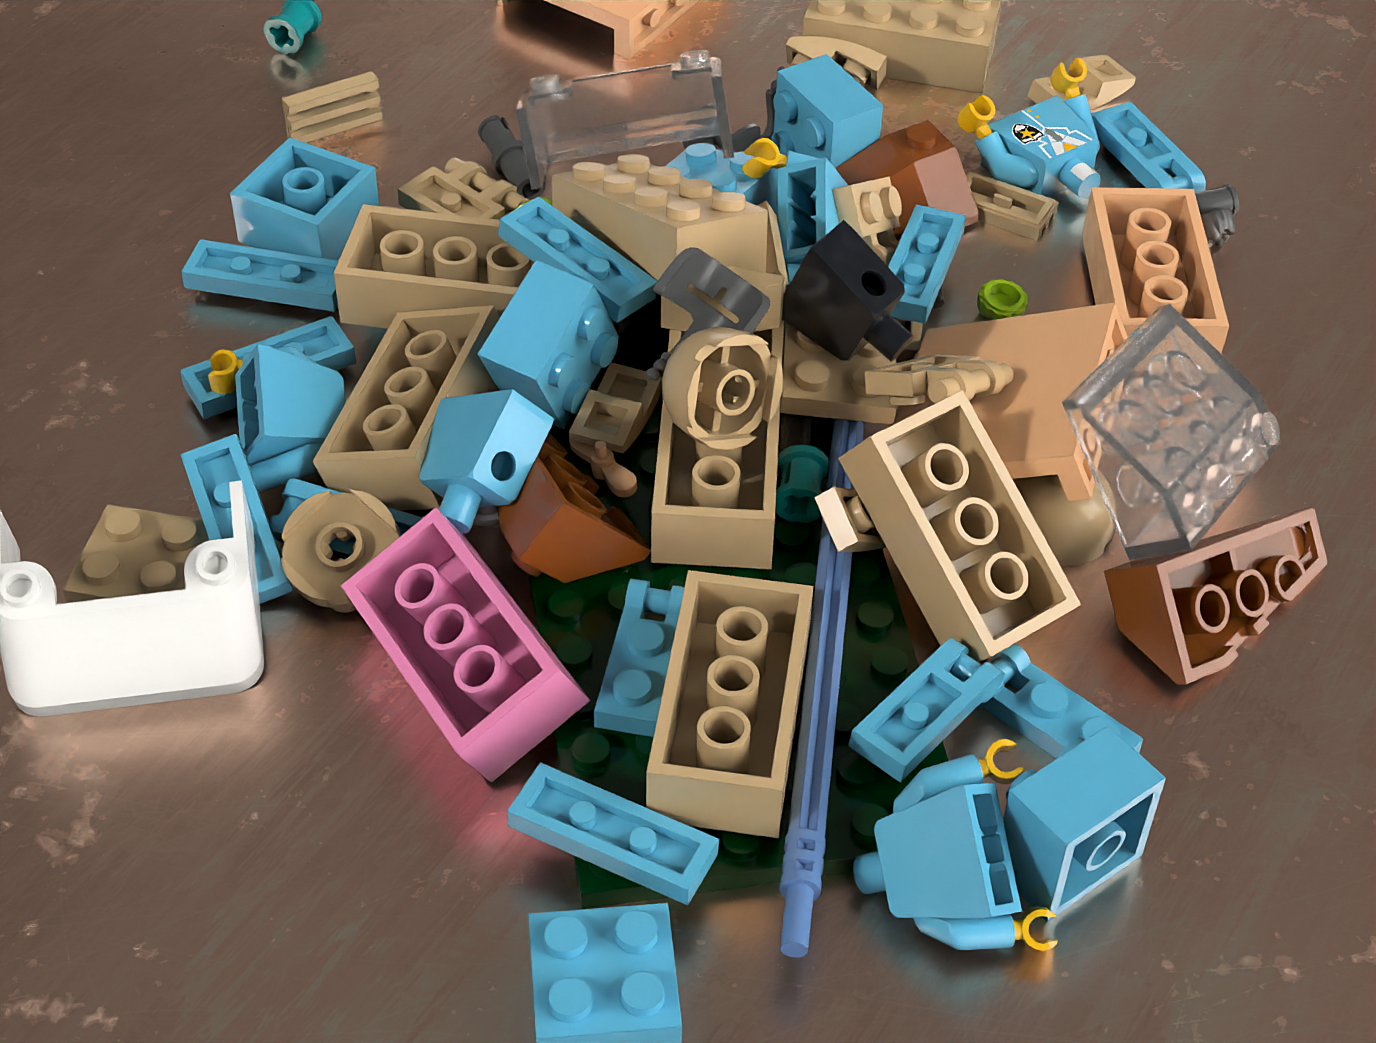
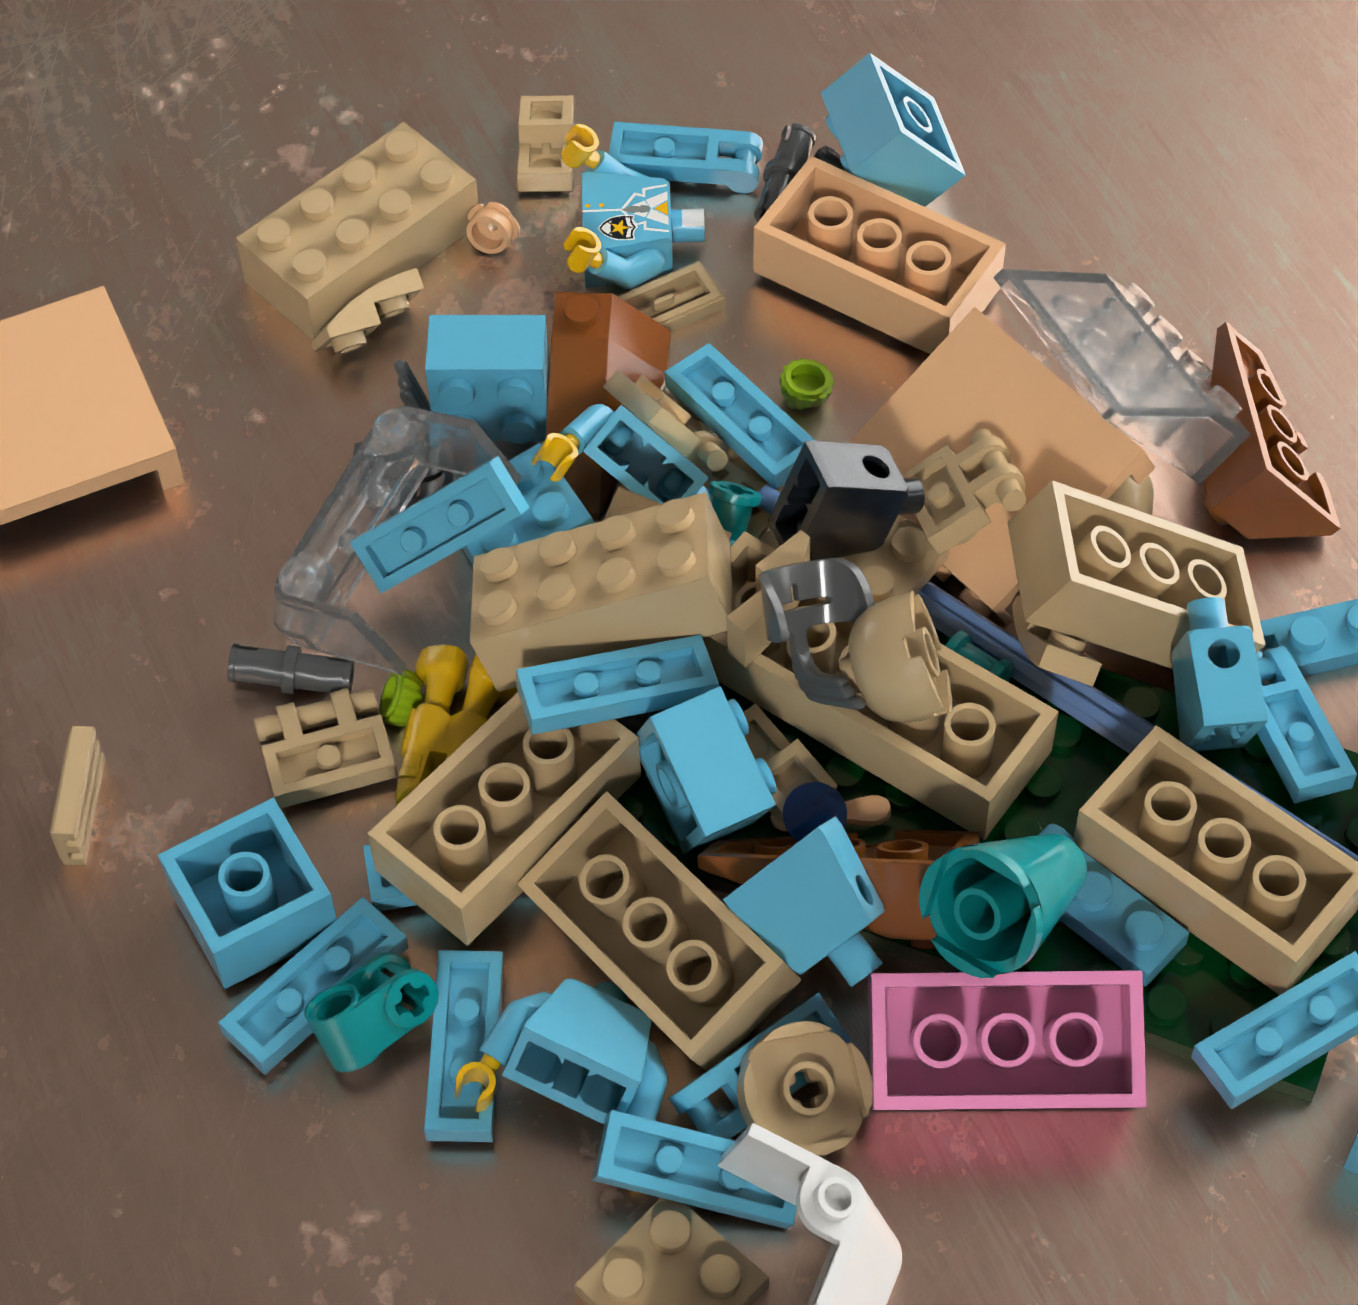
camera: 55 degrees left, 10 degrees up
(254, 301) = (366, 1012): none -> teal piece
(565, 550) = (1000, 900): none -> teal cone
(577, 435) = (810, 807): none -> clear blue plate
(661, 134) = (440, 524): none -> medium azure plate
(898, 615) = (1217, 680): none -> medium azure torso
(972, 85) = (484, 234): none -> light nougat plate
(1272, 229) = (891, 132): none -> medium azure brick

